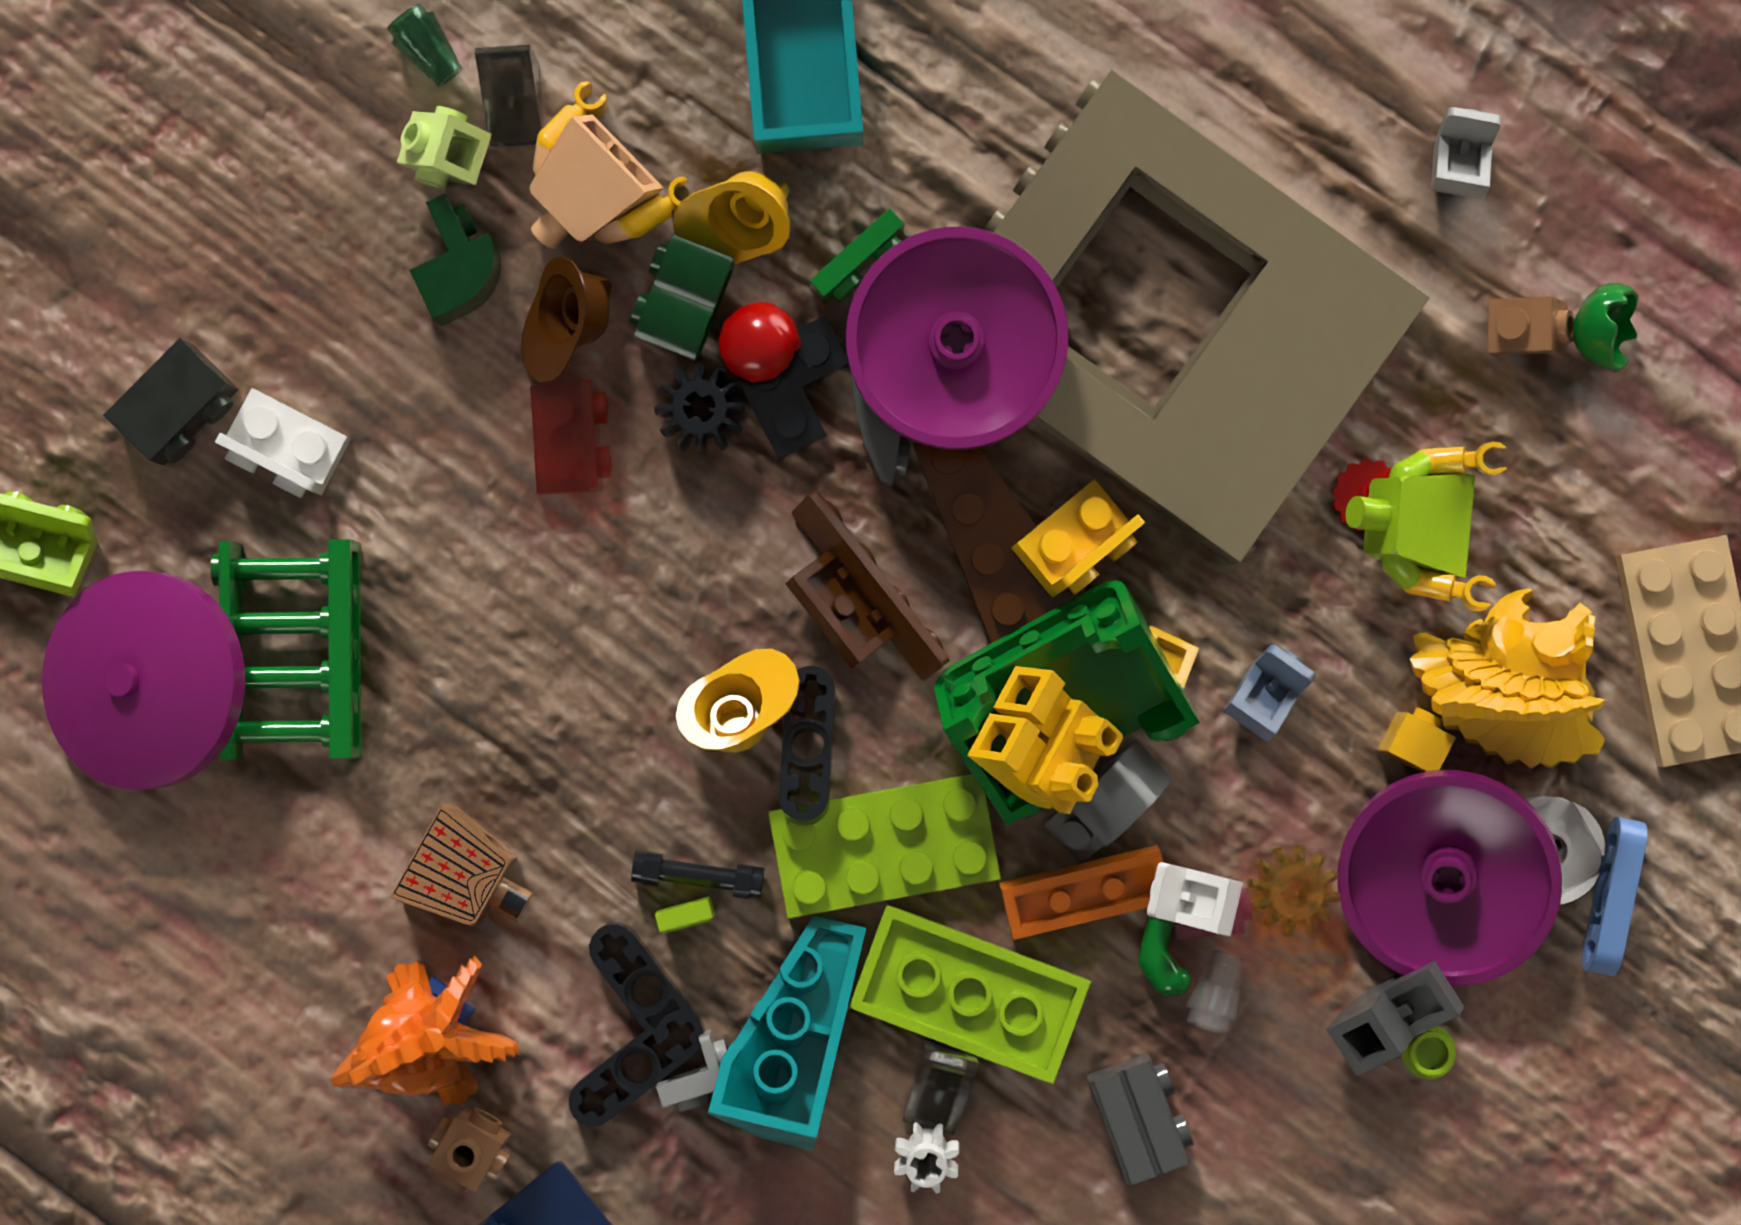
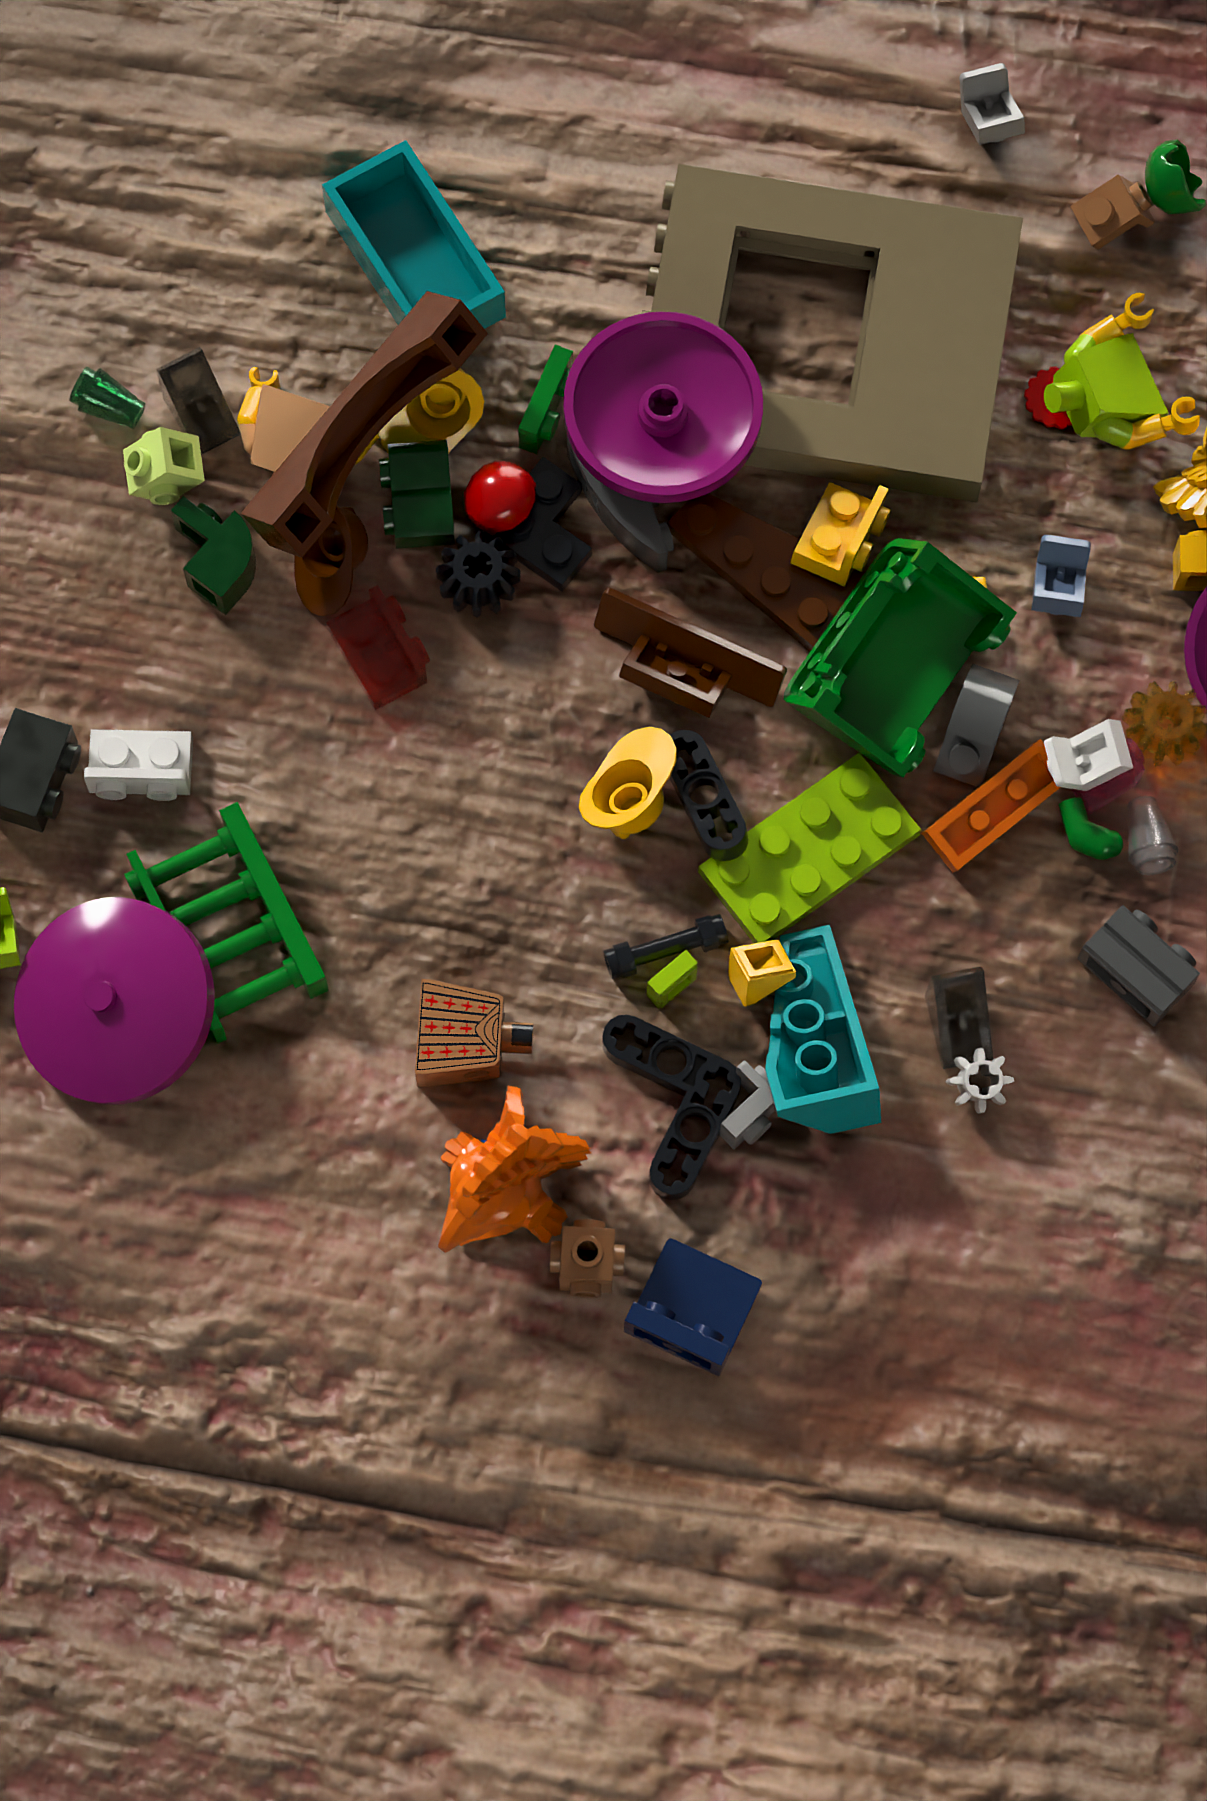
camera: 25 degrees left, 15 degrees down
(736, 166) = (305, 489): none -> reddish brown arch
(774, 946) = (759, 970): none -> yellow slope
(969, 994) = (935, 928): lime plate -> none
(1048, 742) = (901, 686): yellow hips -> none

